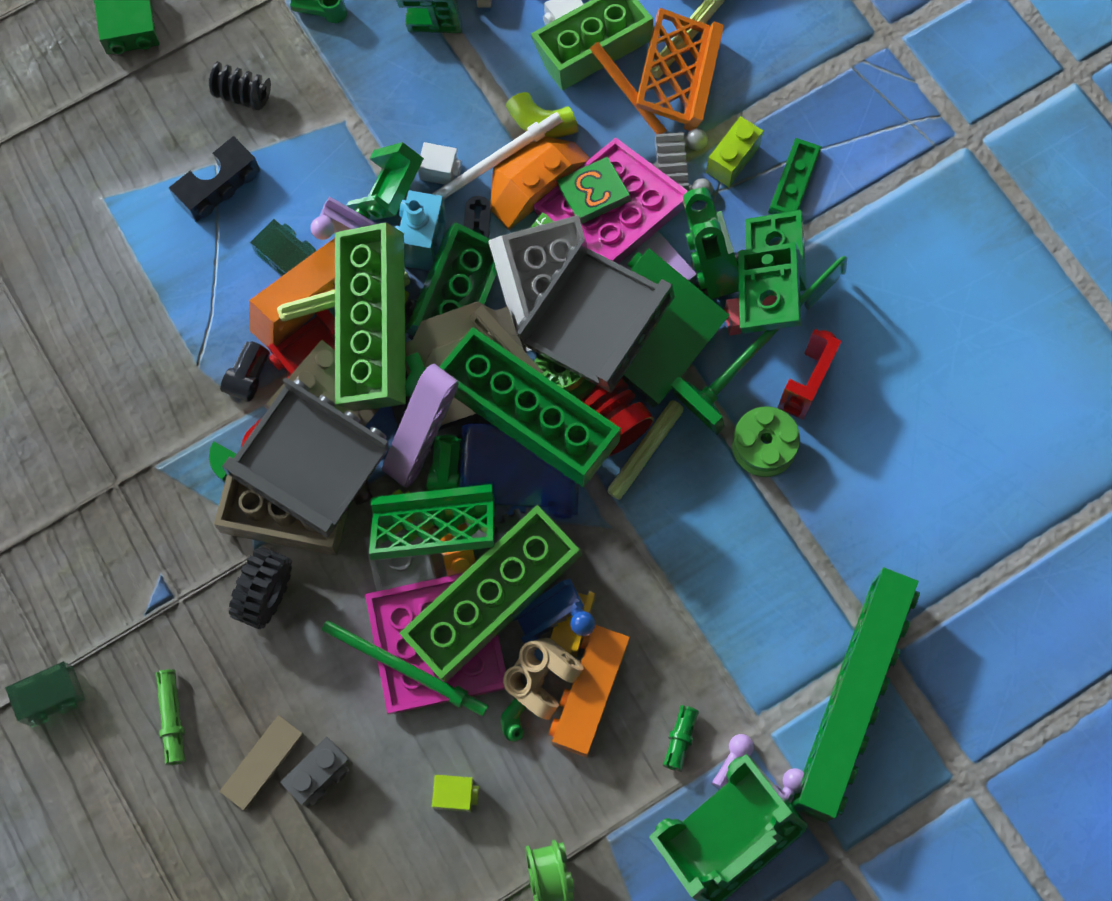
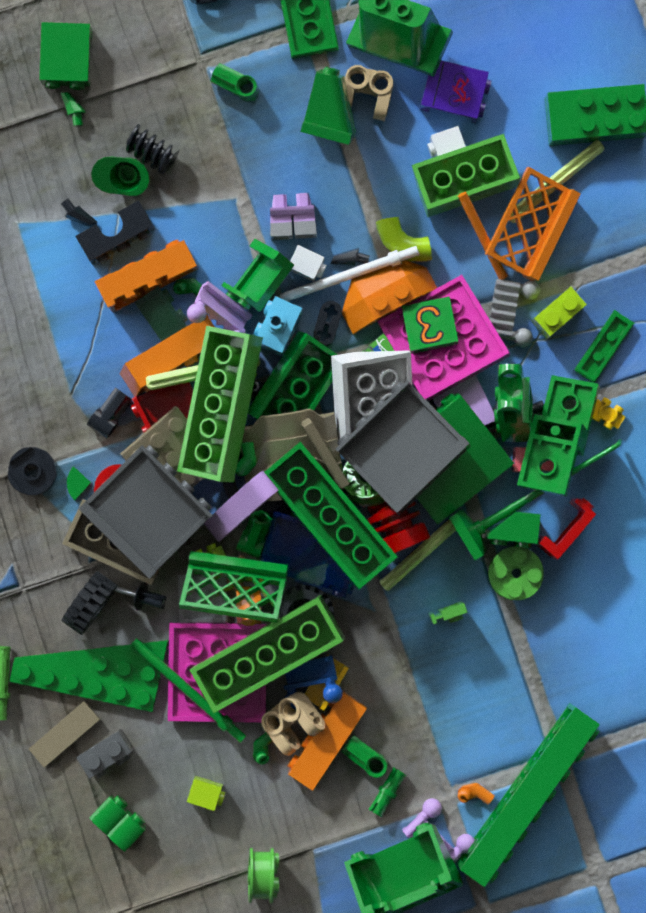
camera: 10 degrees right, 15 degrees up
(145, 69) = (73, 109): none -> green bar
(166, 171) = (77, 214): none -> black bar
(166, 474) = (35, 457): none -> black plate
(208, 116) = (120, 176): none -> green piece
(239, 221) = (145, 275): none -> orange wedge
(298, 677) = (101, 674): none -> green wing
(305, 217) = (187, 286): none -> green arm
(327, 569) = (143, 596): none -> black piece
(350, 857) = (118, 822): none -> green brick
(418, 114) = (282, 216): none -> hips
(484, 150) = (350, 257): none -> black bar
(639, 699) = (363, 755): none -> green piece
(699, 501) = (451, 613): none -> bright green plate
(752, 387) = (517, 527): none -> green slope
(788, 712) = (473, 791): none -> orange arm
(821, 248) = (611, 416): none -> yellow piece

